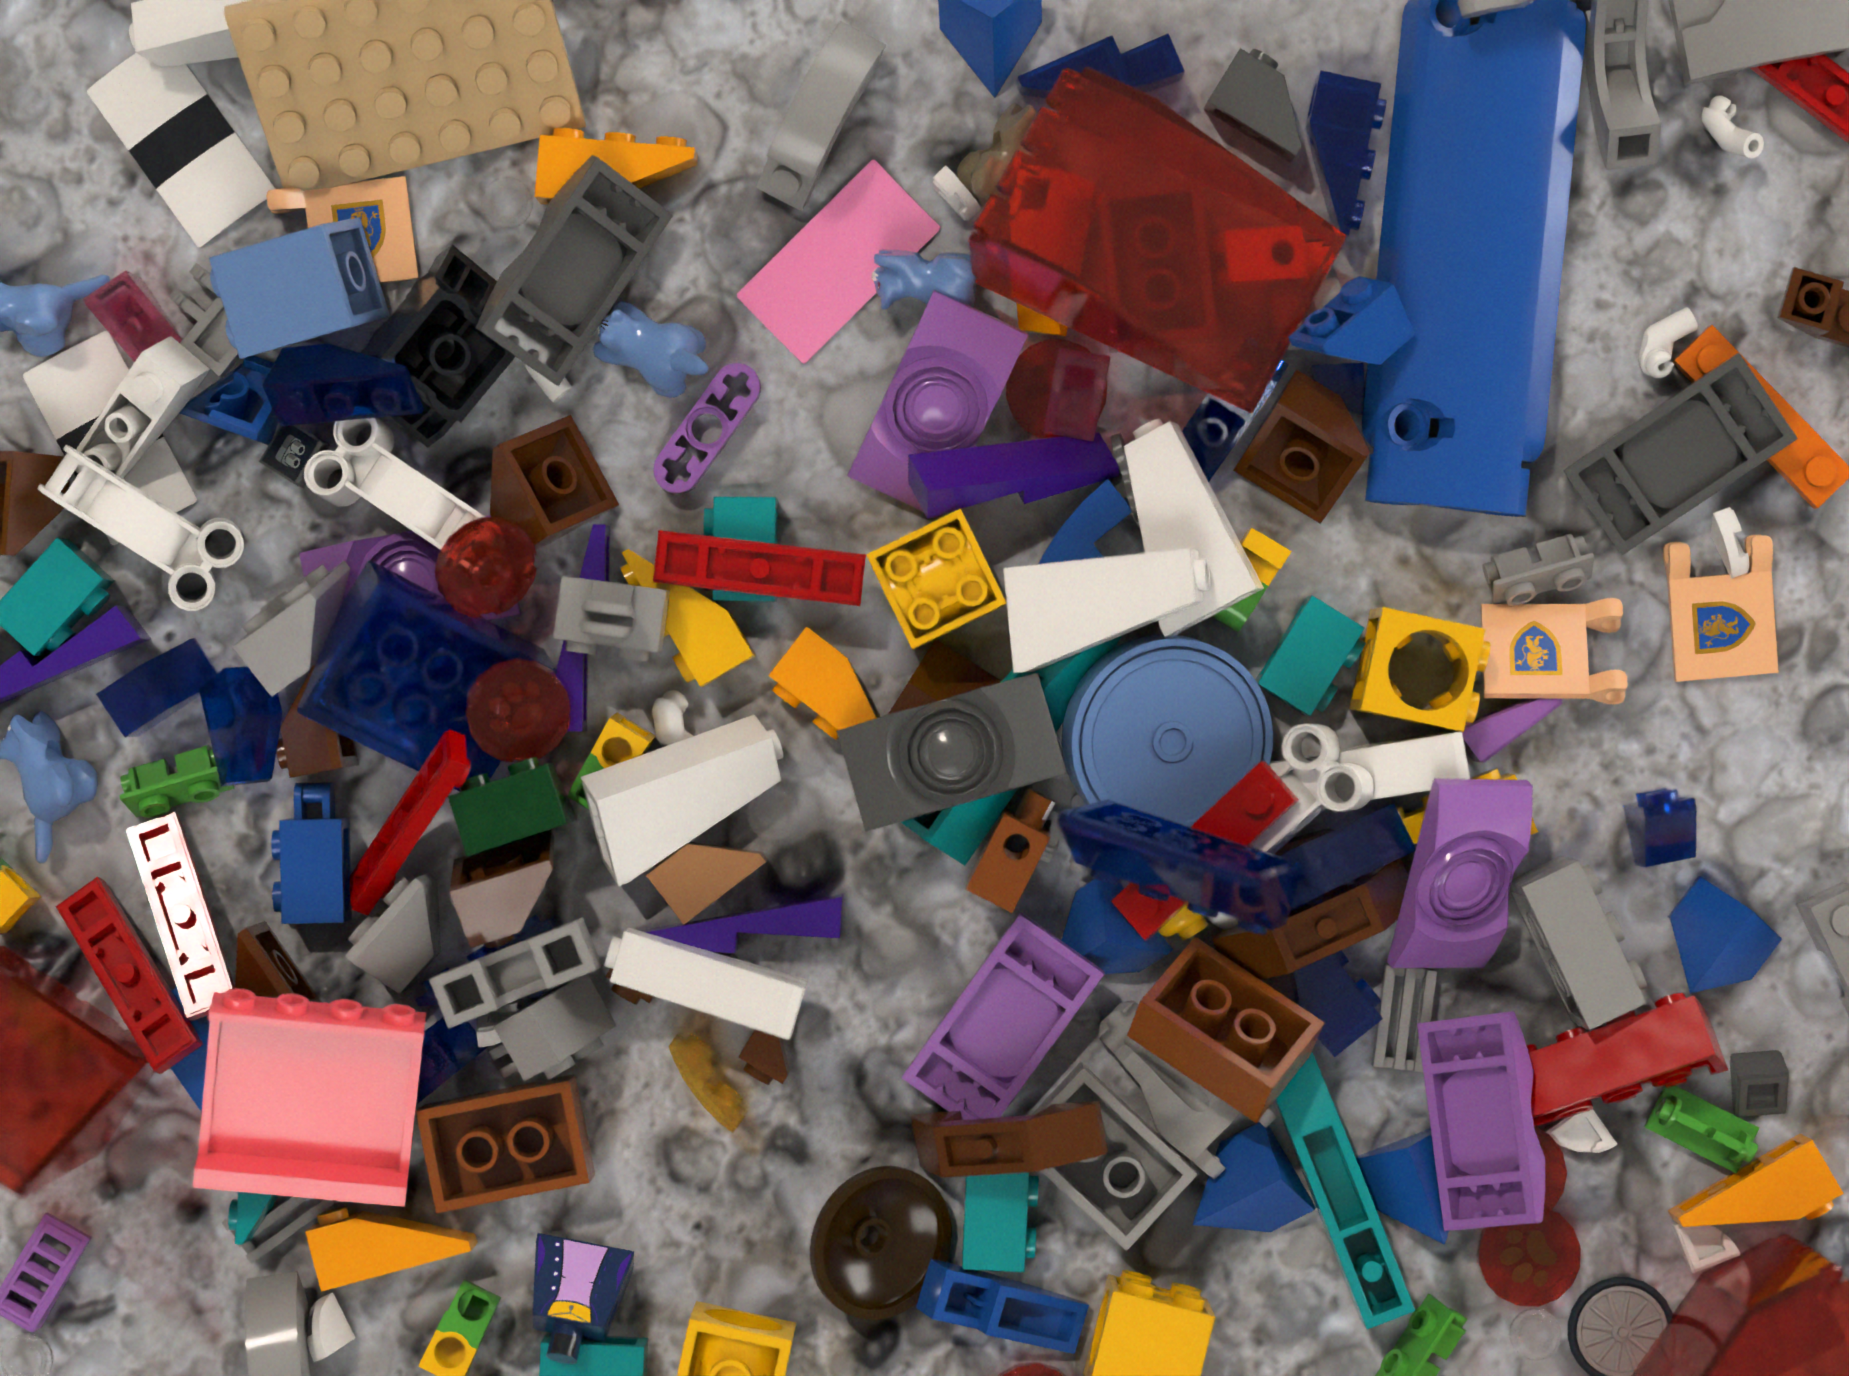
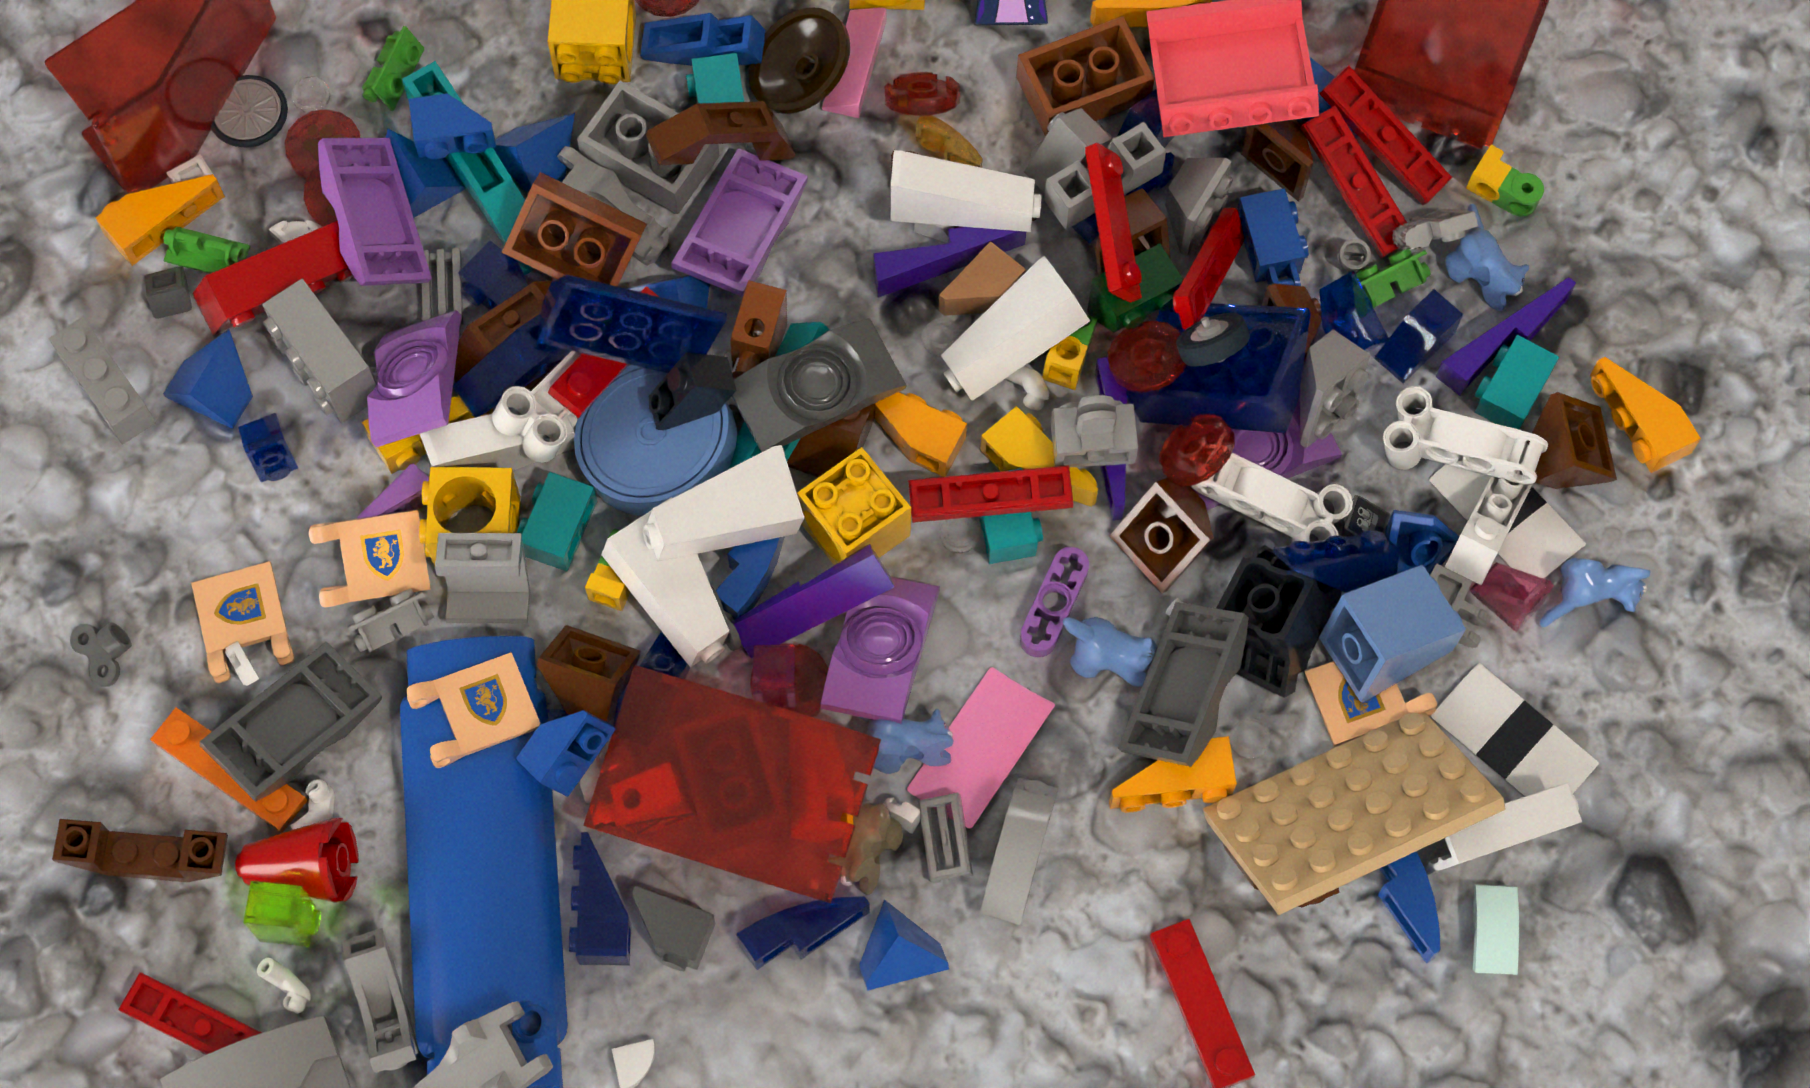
camera: 170 degrees right, 20 degrees down
(99, 835) = (1443, 223): none -> light grey hinge
(217, 810) = (1354, 247): none -> light grey hinge
(432, 696) = (1213, 339): none -> black wheel
(523, 886) = (1113, 224): none -> red plate
(727, 1162) = (922, 94): none -> clear red tile
(788, 1270) = (865, 34): none -> bright pink slope
(887, 145) = (951, 872): none -> light grey tile
(1113, 770) = (691, 390): none -> black slope
(1372, 1219) = (448, 126): none -> blue slope
(1417, 580) = (484, 577): none -> light grey panel
(1444, 410) = (482, 707): none -> light nougat flag
(1689, 270) = (307, 857): none -> red cone
(1725, 205) = (281, 914): none -> clear neon green brick

